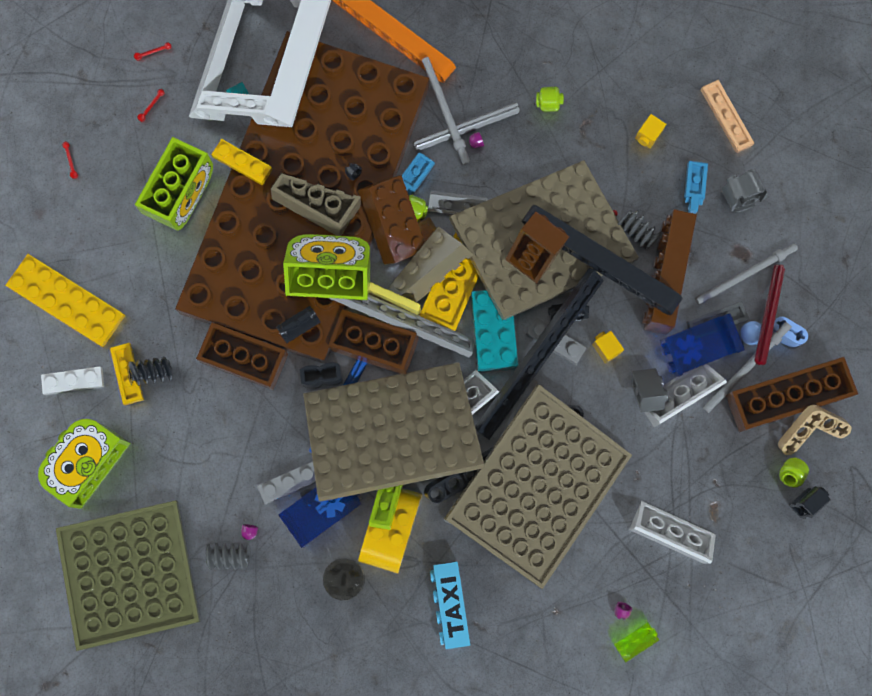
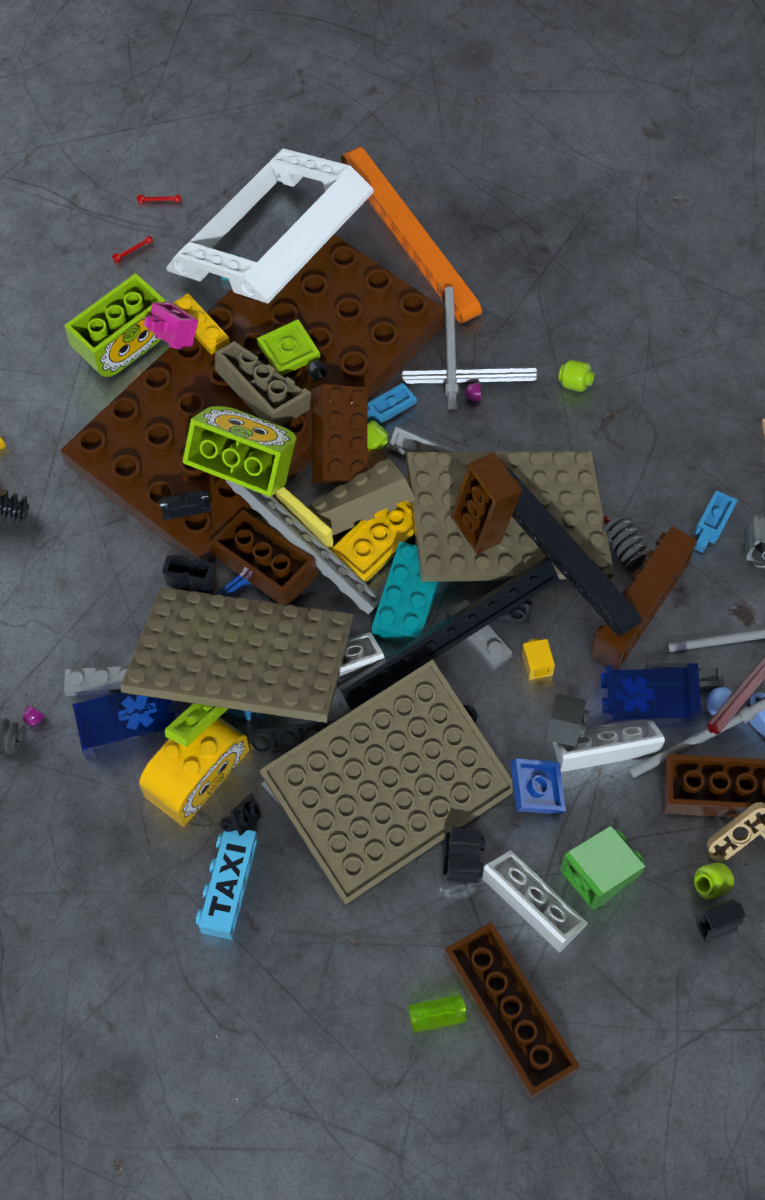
camera: 25 degrees right, 15 degrees down
(73, 174) = (19, 289): red hinge -> none
(222, 172) = (171, 324): none -> dark pink brick
(242, 356) = (111, 525): reddish brown brick -> none
(323, 160) = (288, 348): none -> lime plate
(343, 579) = (115, 804): clear smoke brick -> none
(442, 554) = (242, 816): none -> black hinge
(612, 521) = (462, 854): none -> black brick
(623, 610) = (435, 968): magenta hinge -> none
(645, 448) = (537, 786): none -> blue plate
(650, 131) = (682, 445): yellow brick -> none
(690, 623) = (511, 1011): none -> reddish brown brick
(714, 492) = (602, 867): none -> bright green slope

